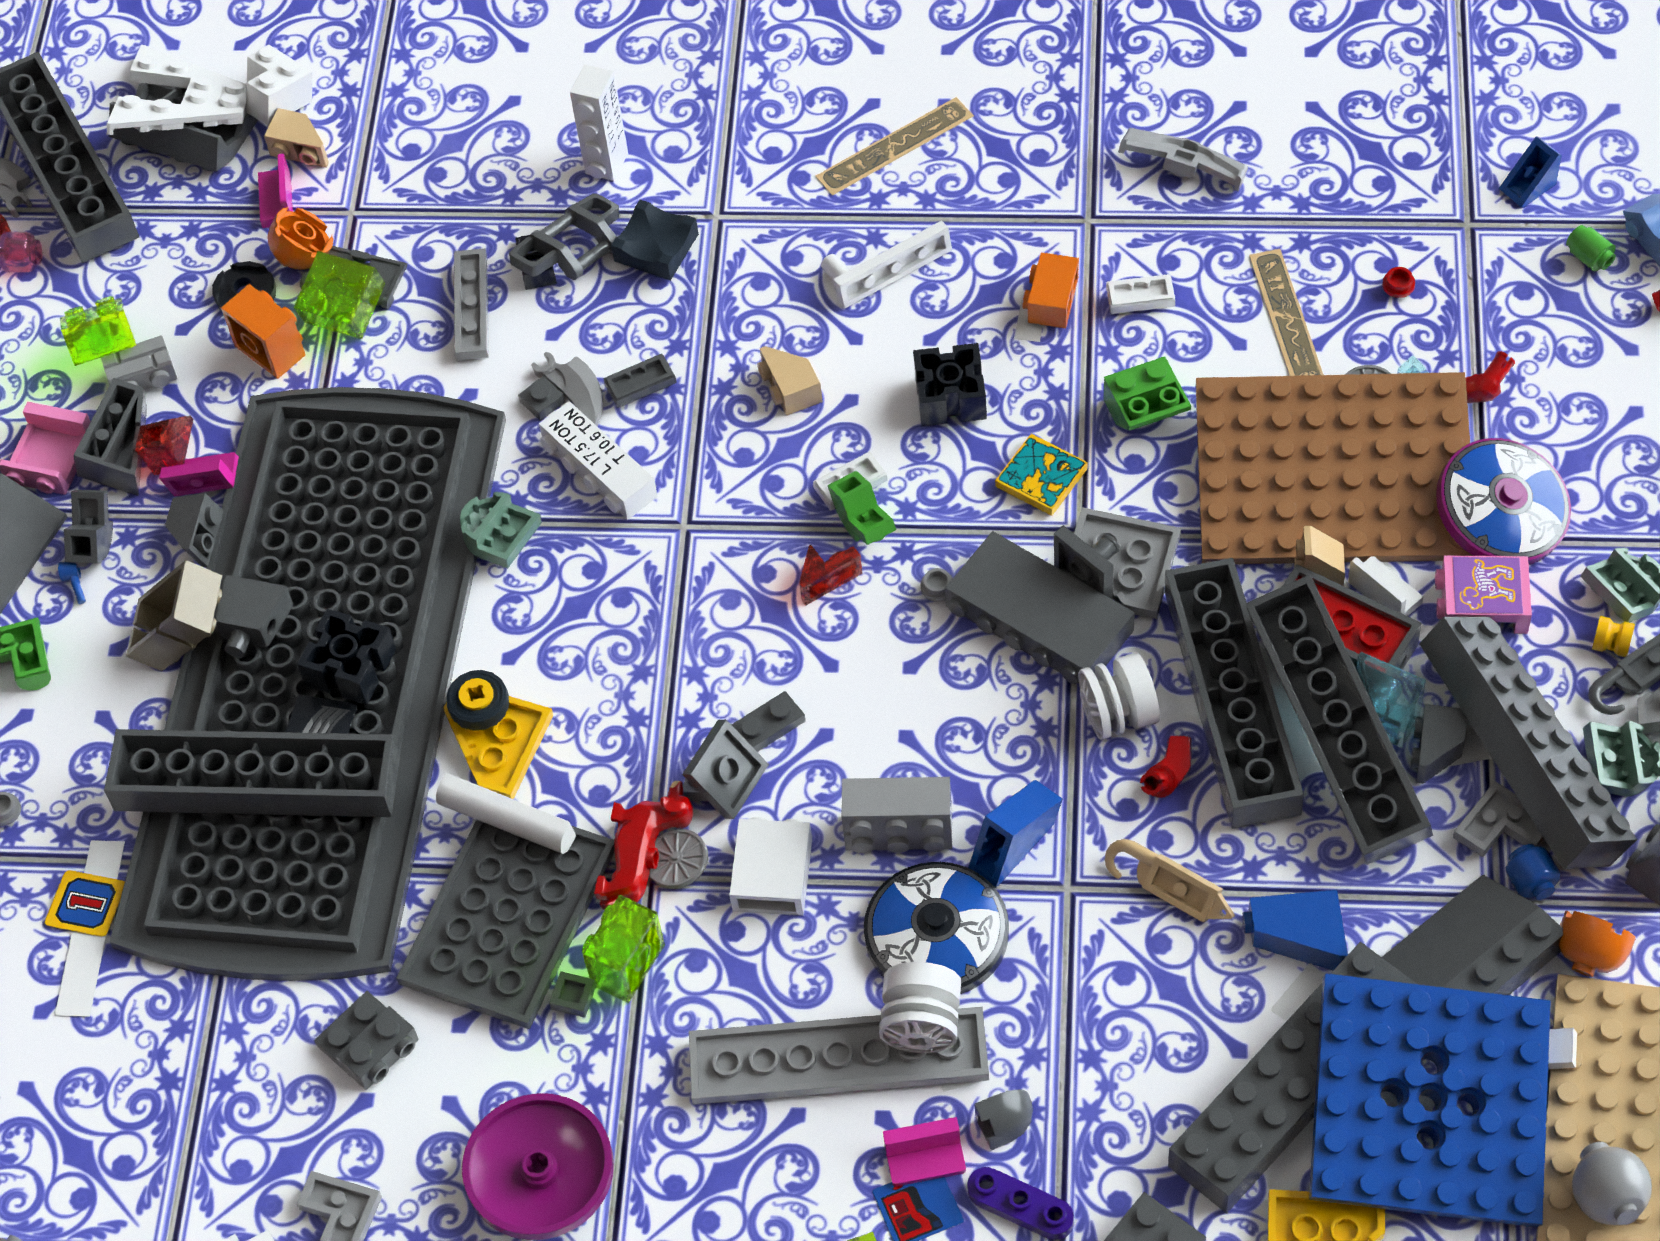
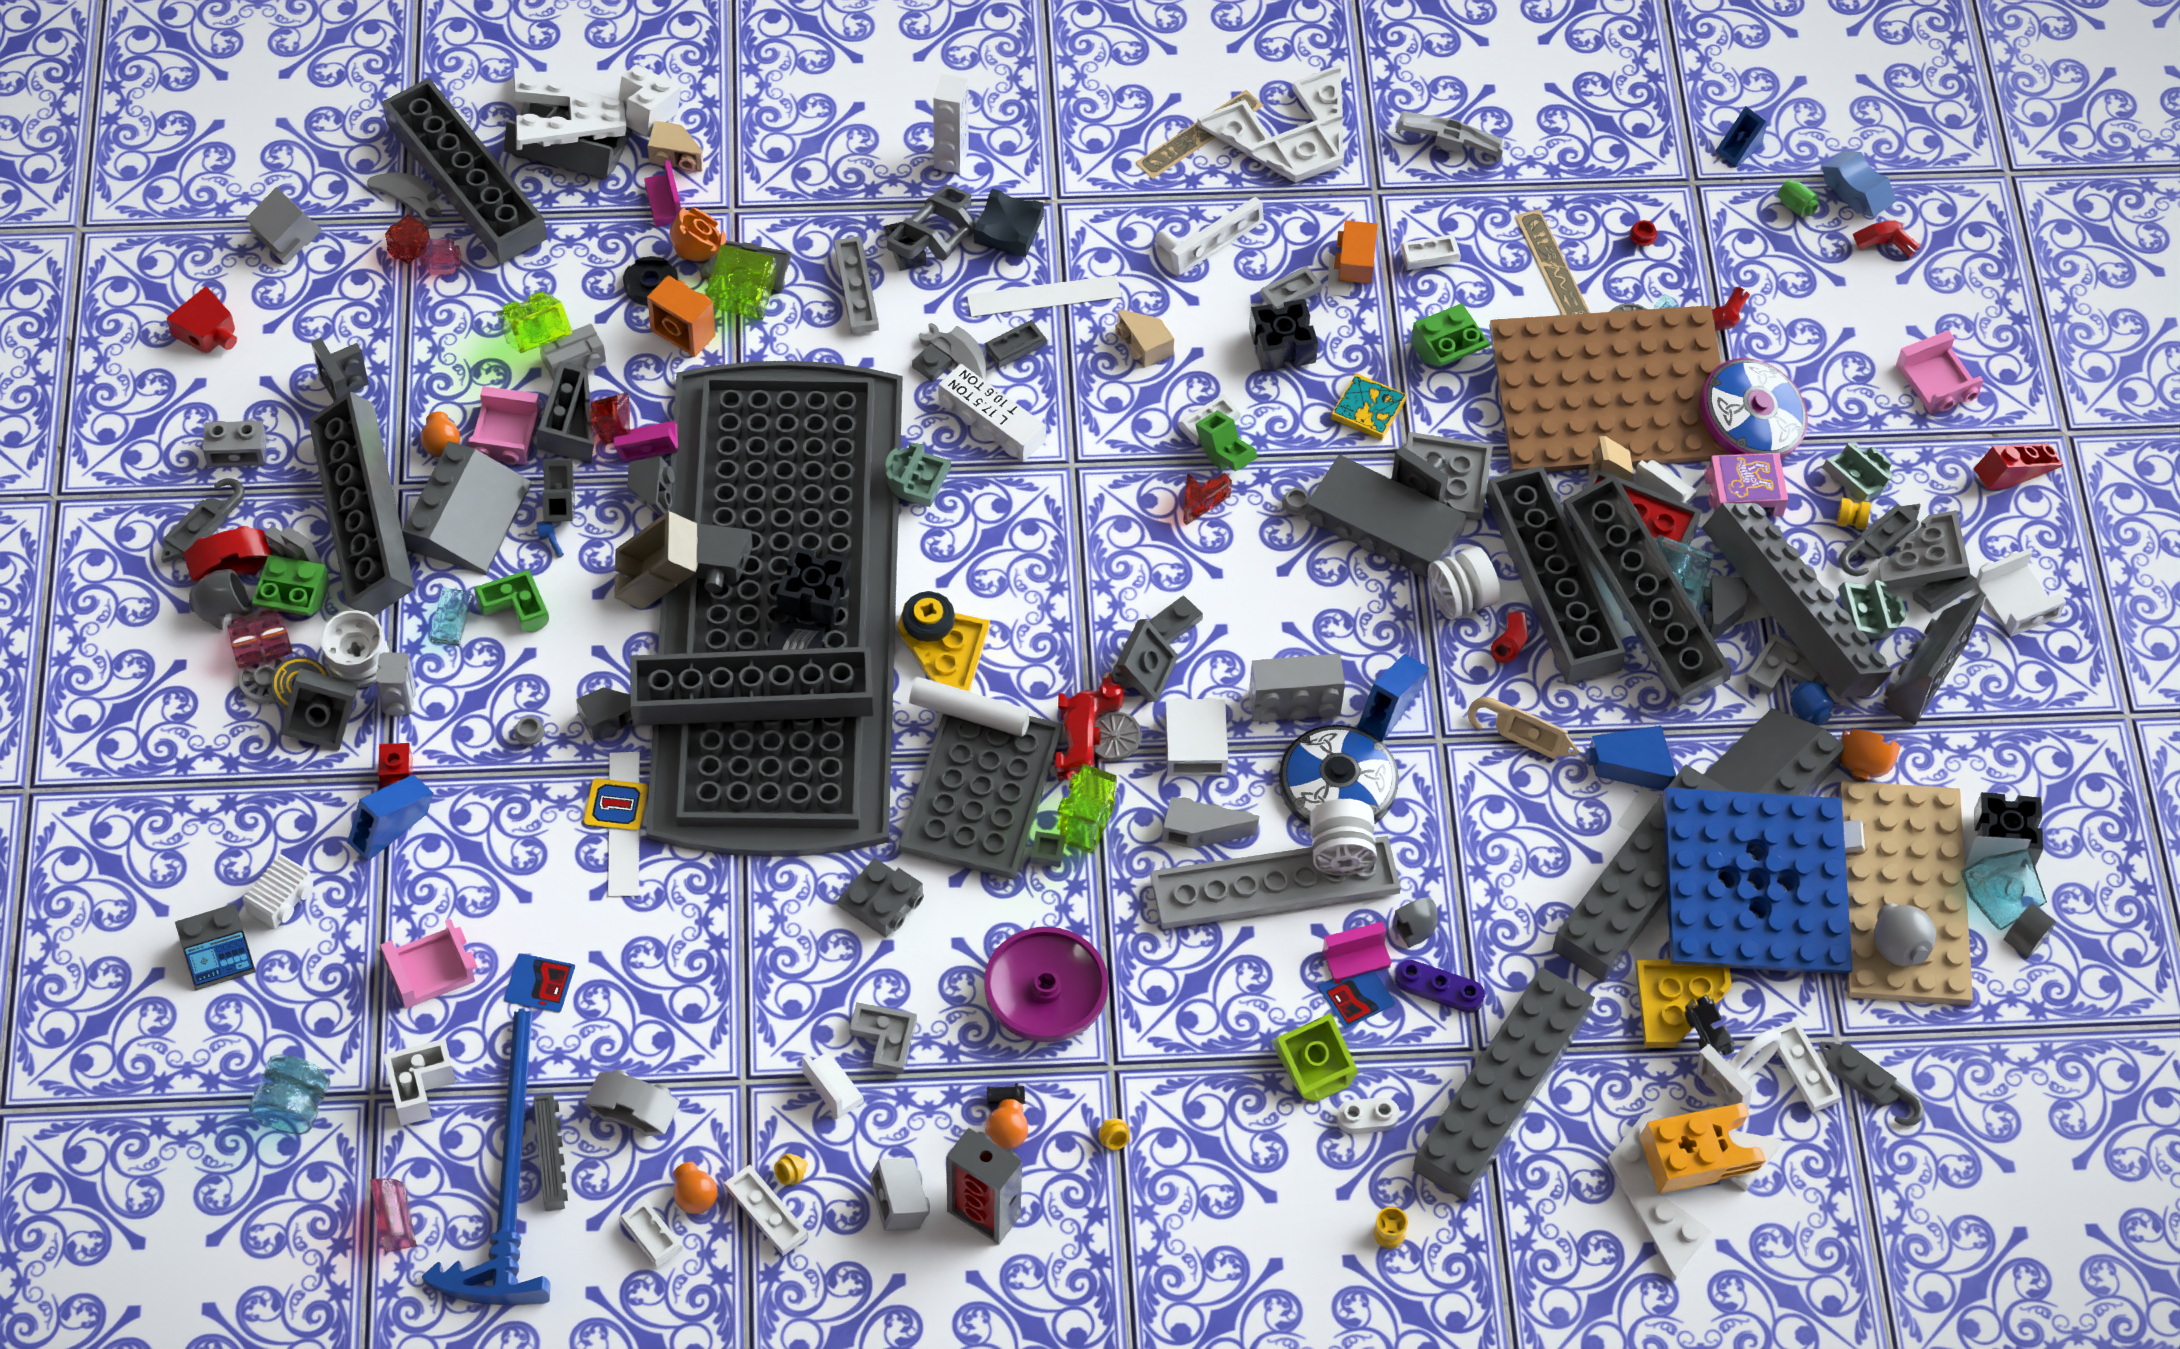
camera: 15 degrees left, 0 degrees up
(85, 793) = (604, 712): none -> dark grey slope
(685, 325) = (1044, 295): none -> white sticker
(757, 976) = (1201, 824): none -> light grey slope
(976, 327) = (1292, 287): none -> light grey plate
(1003, 170) = (1299, 151): none -> white wing

